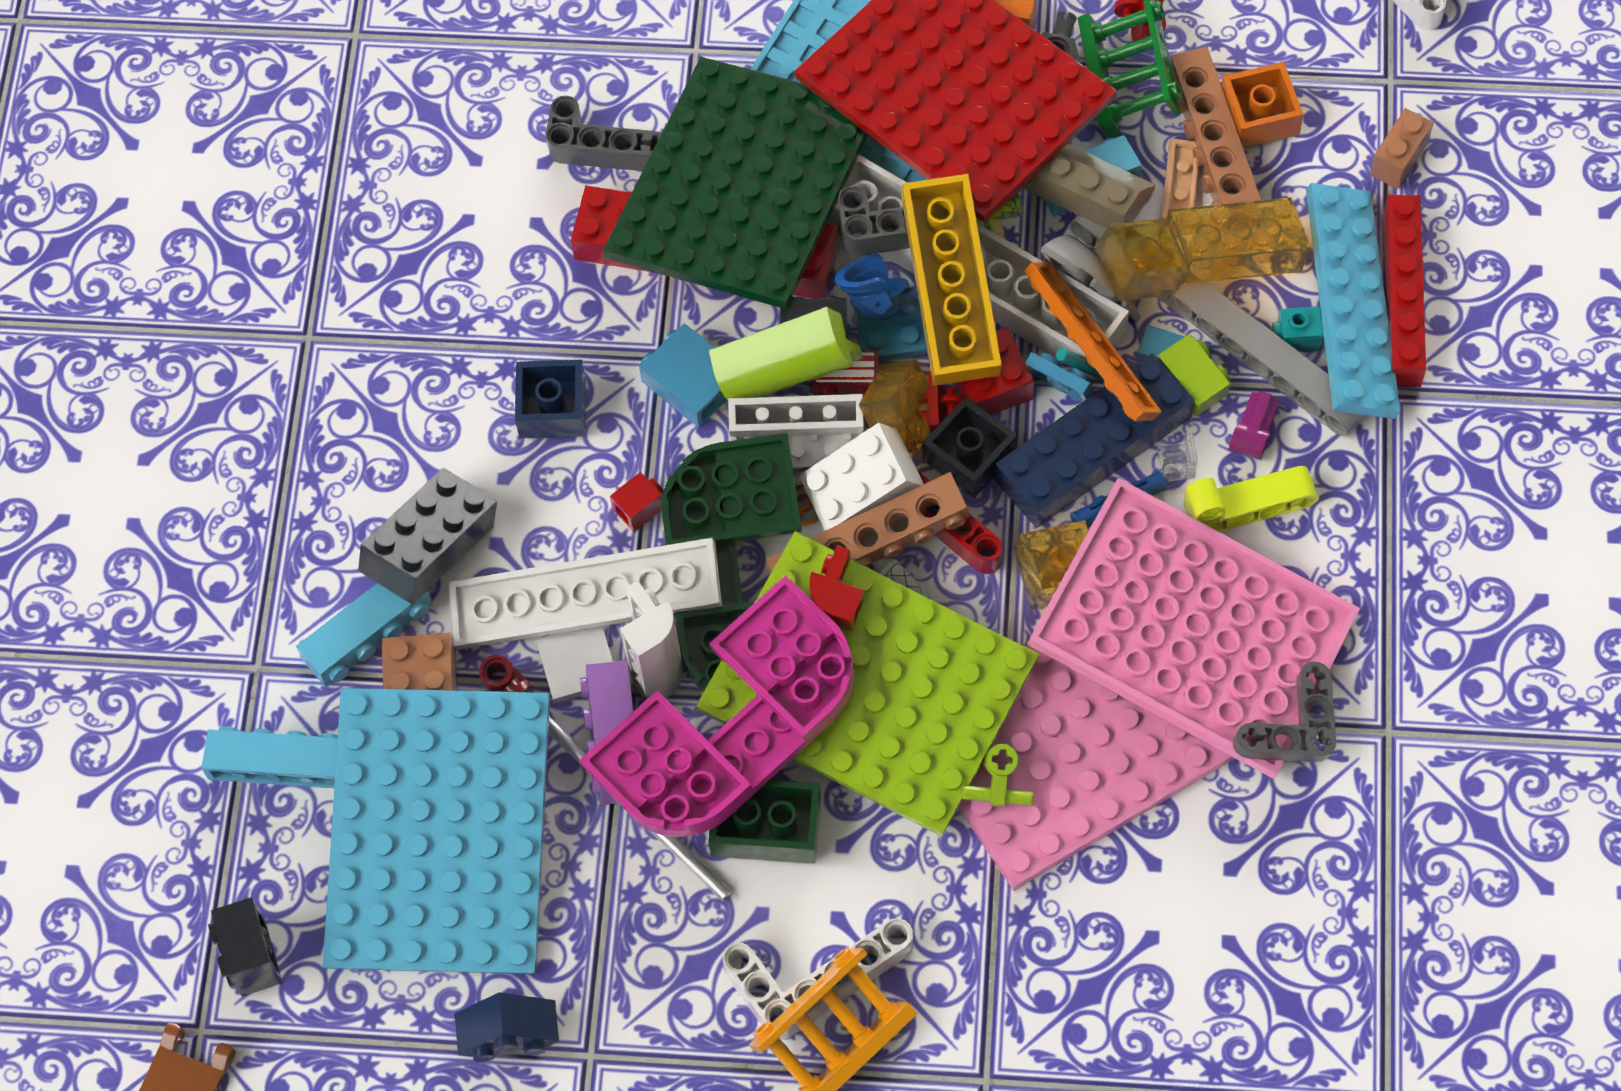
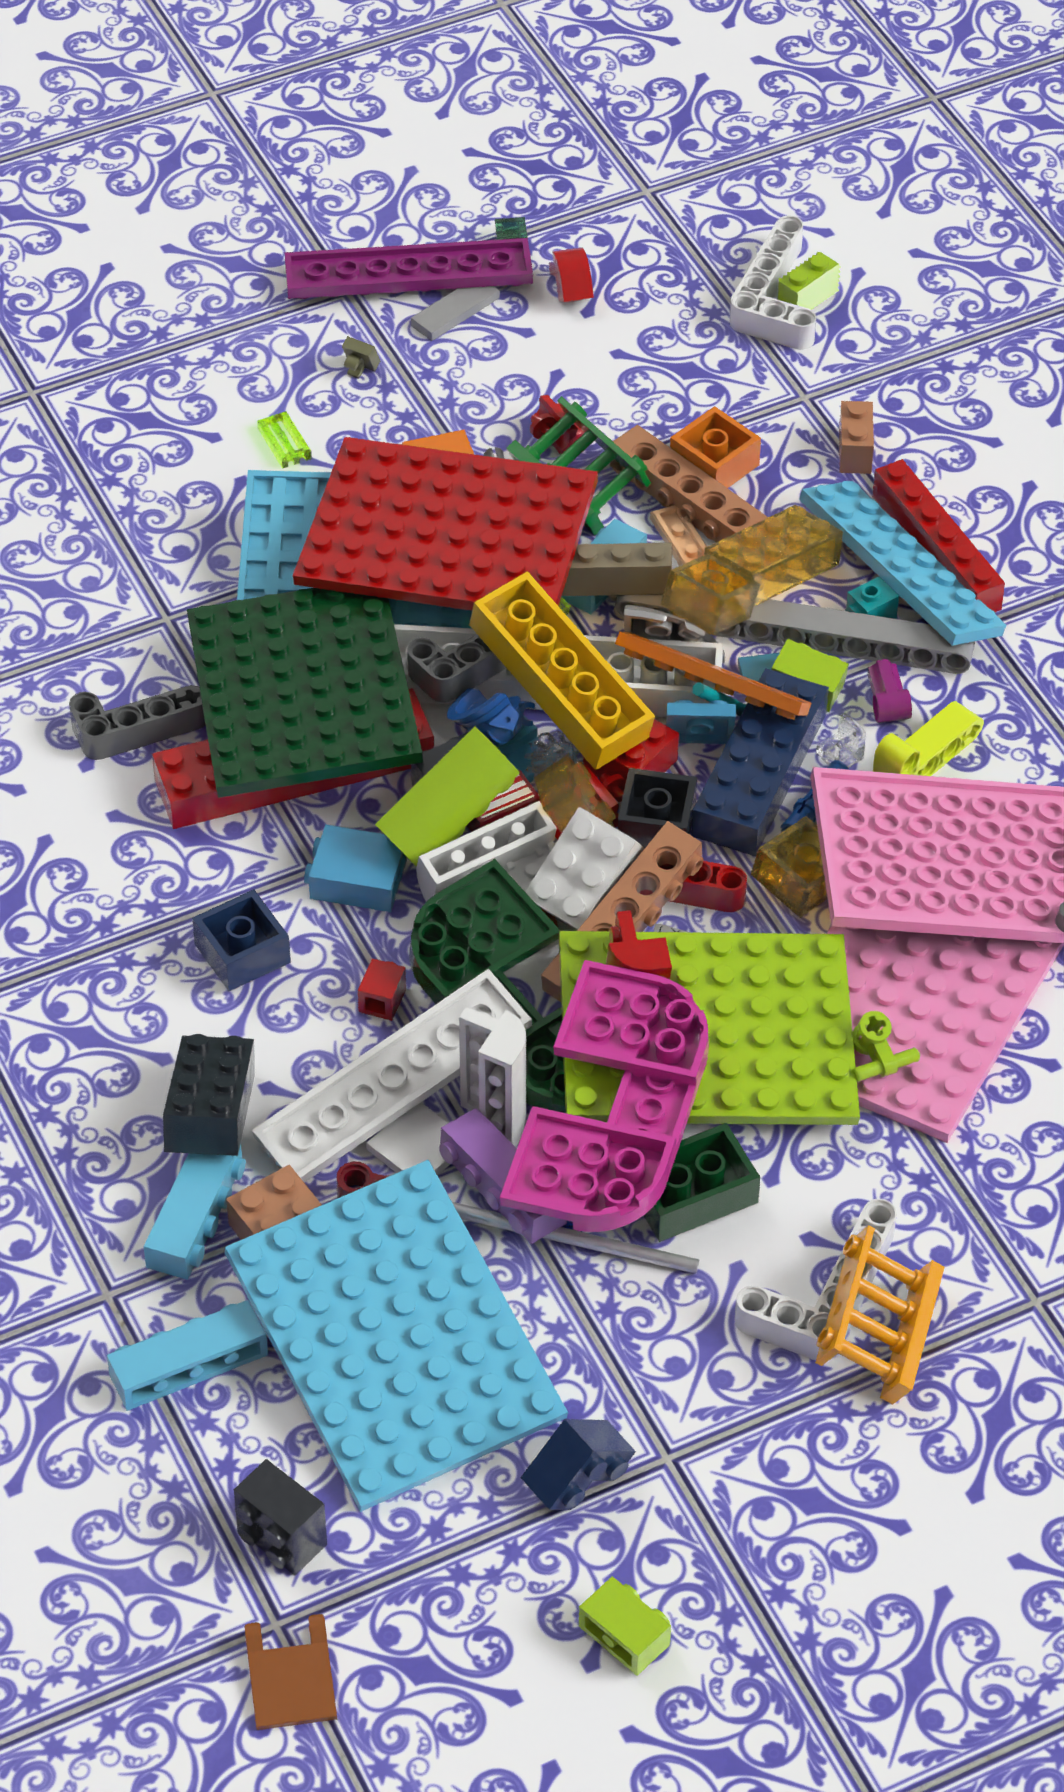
camera: 35 degrees left, 15 degrees down
(906, 347) = (548, 748): none -> clear gear

